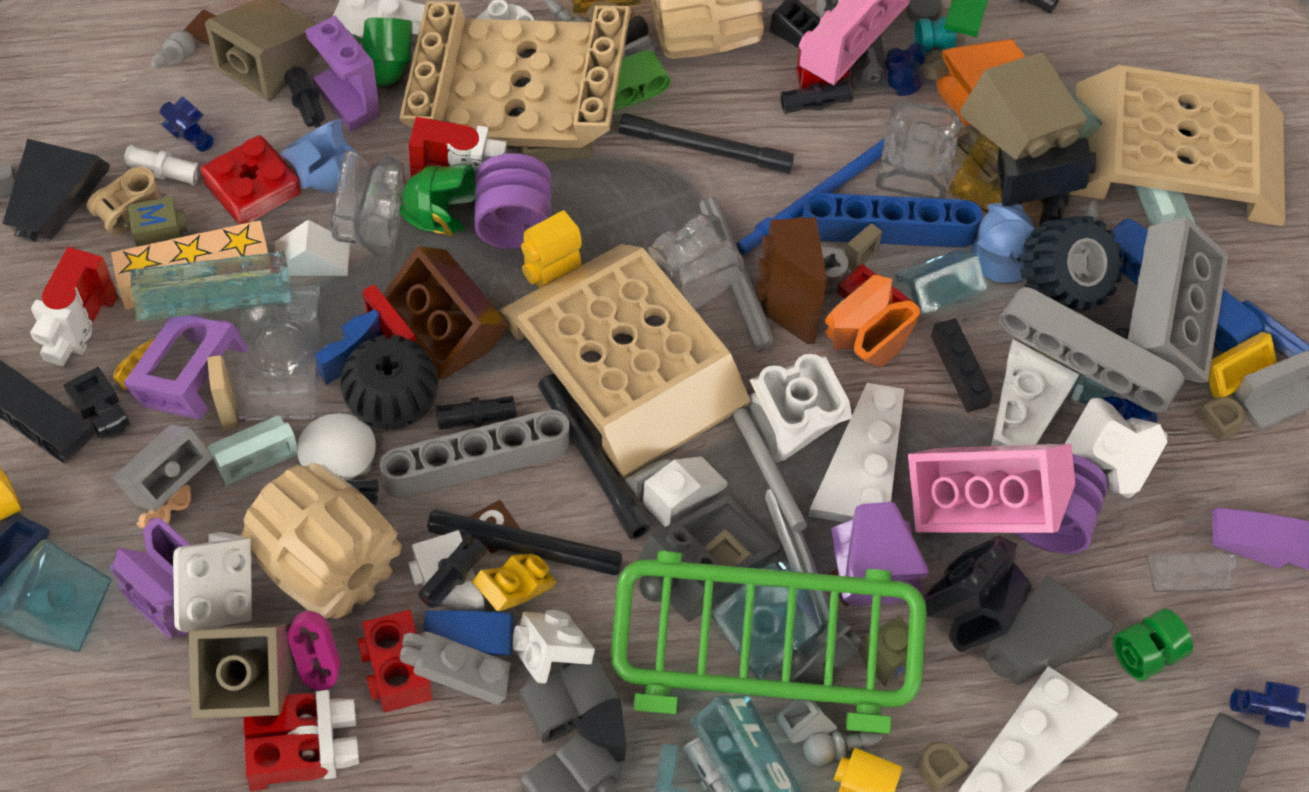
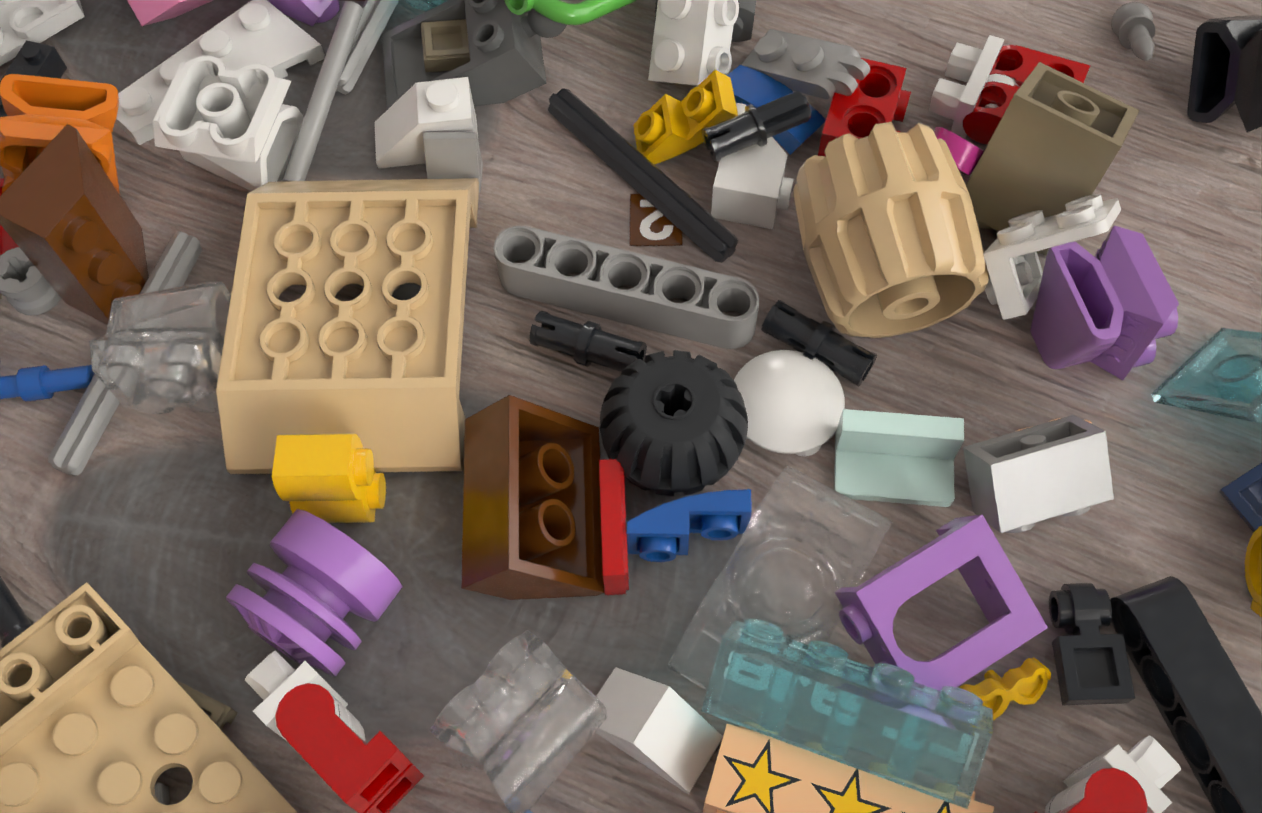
camera: 140 degrees left, 5 degrees up
(222, 392) = (912, 518): tan tile -> none
(430, 194) = (403, 678): green helmet -> none
(622, 504) = (479, 296): black piece -> none

